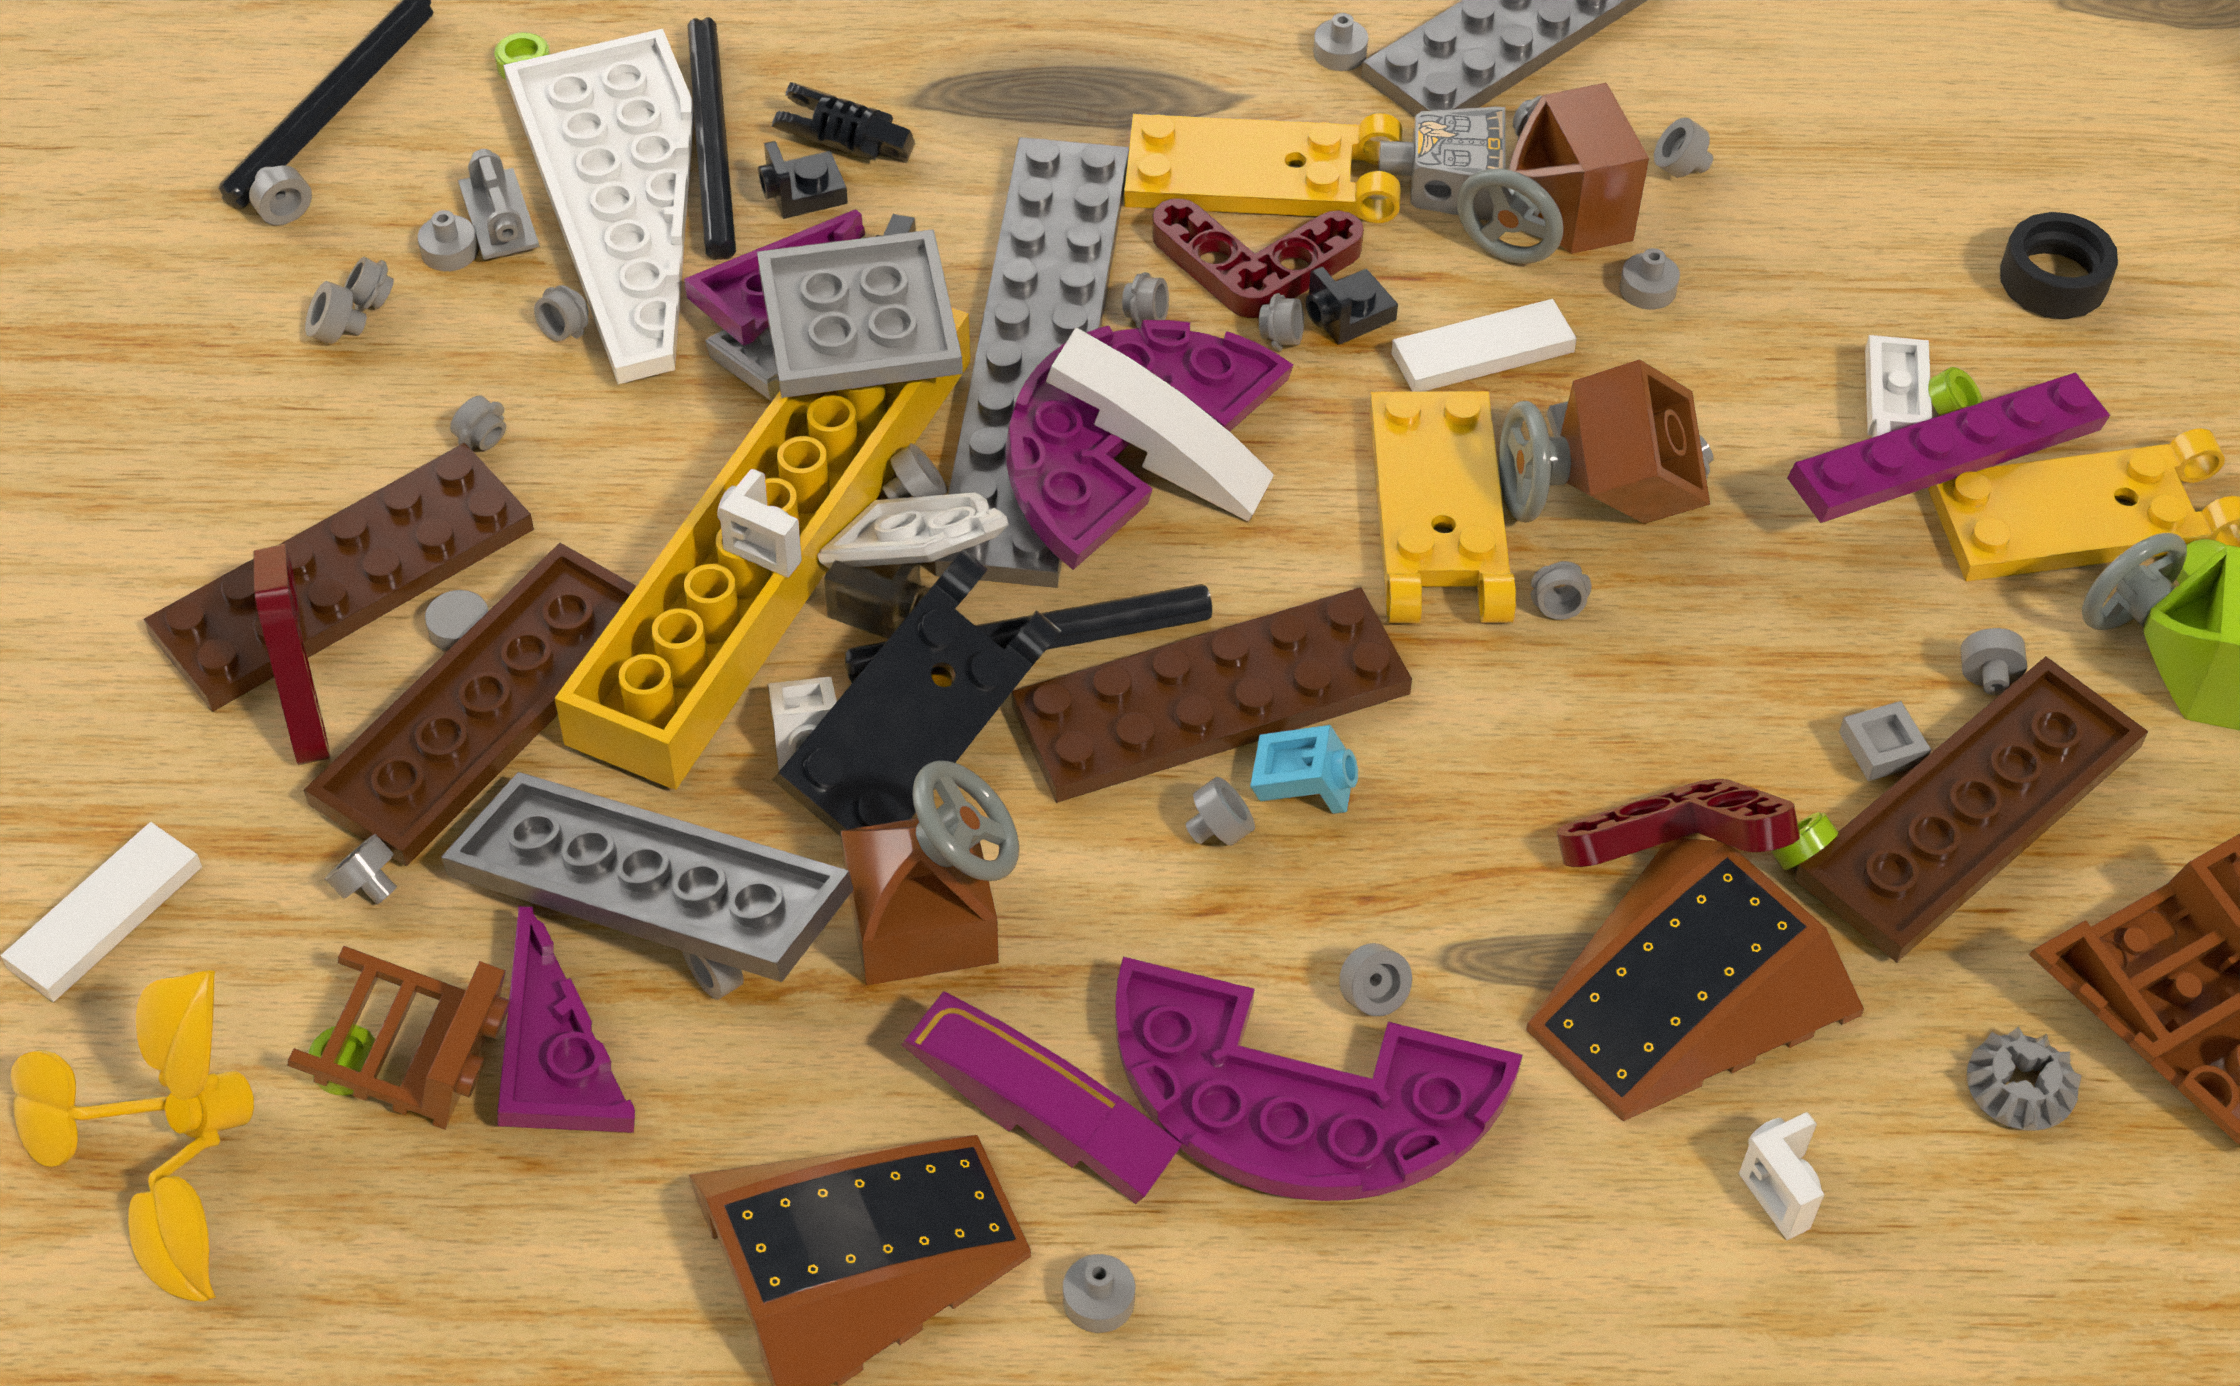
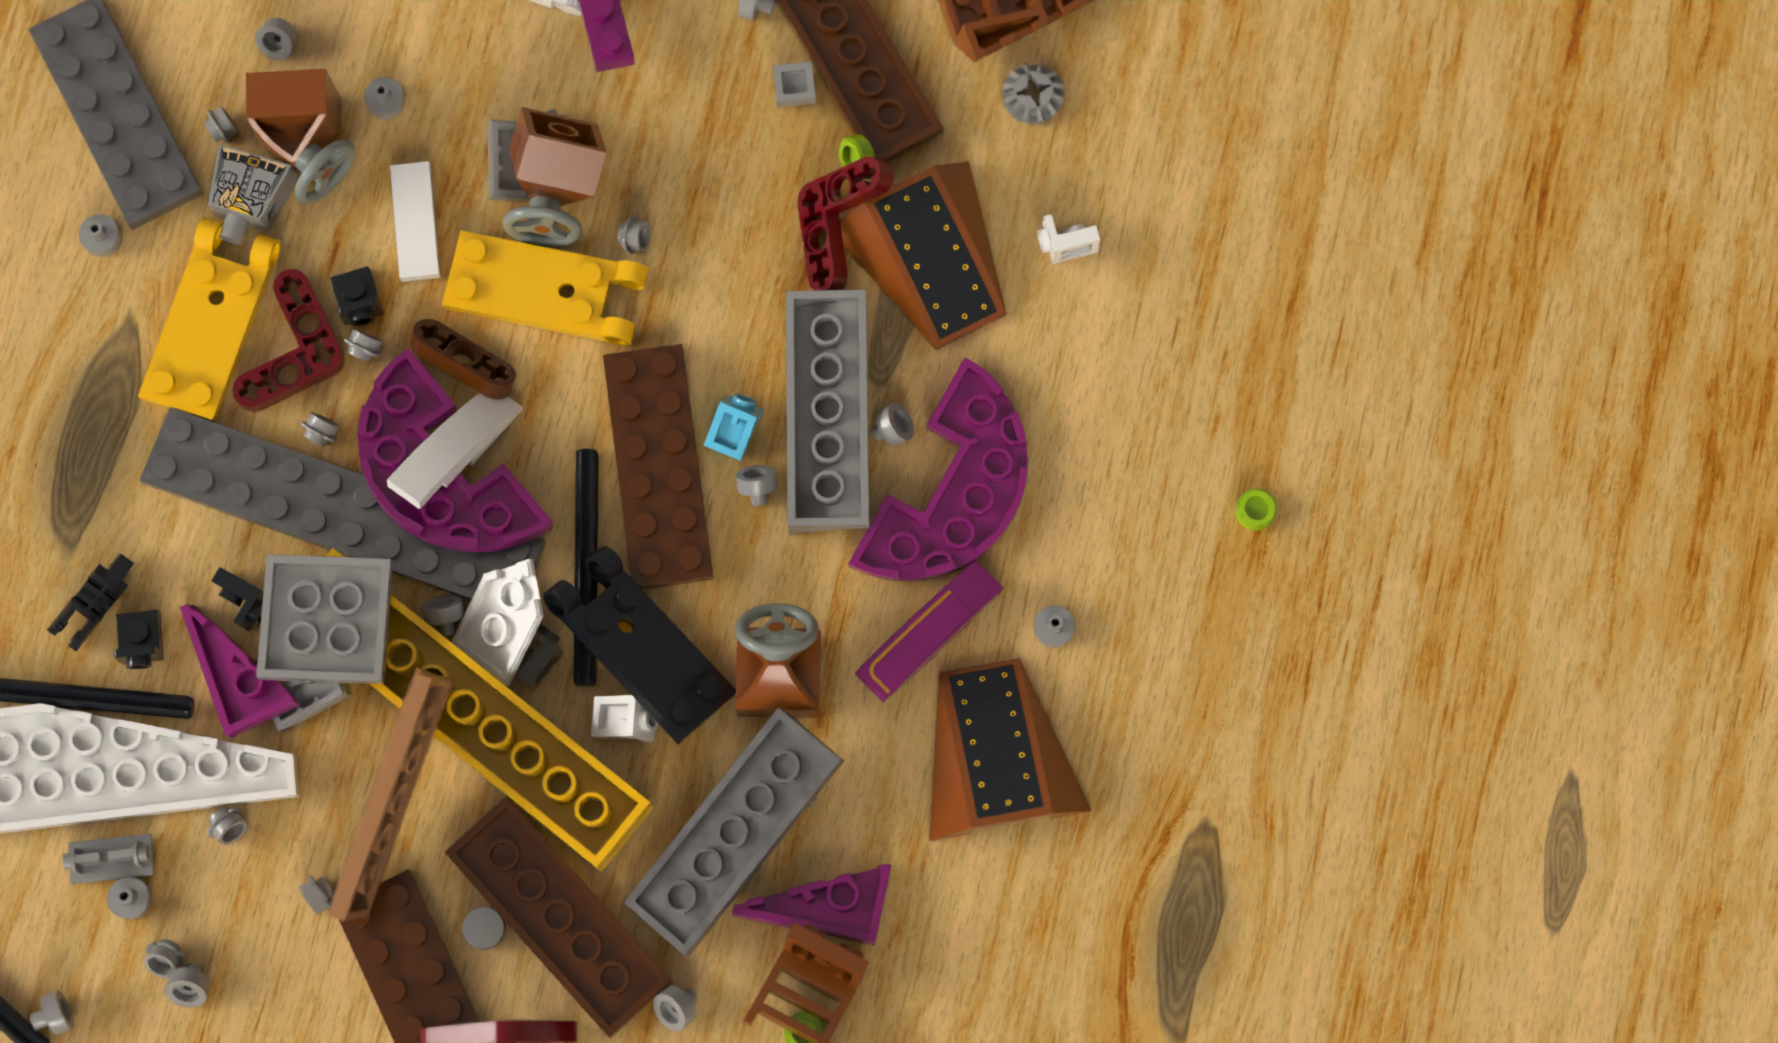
camera: 75 degrees left, 25 degrees up
(616, 419) = (390, 795): none -> medium nougat arch
(757, 530) = (507, 715): white bracket -> none
(1278, 438) = (430, 341): none -> reddish brown beam
(1364, 873) = (827, 410): none -> light grey arch

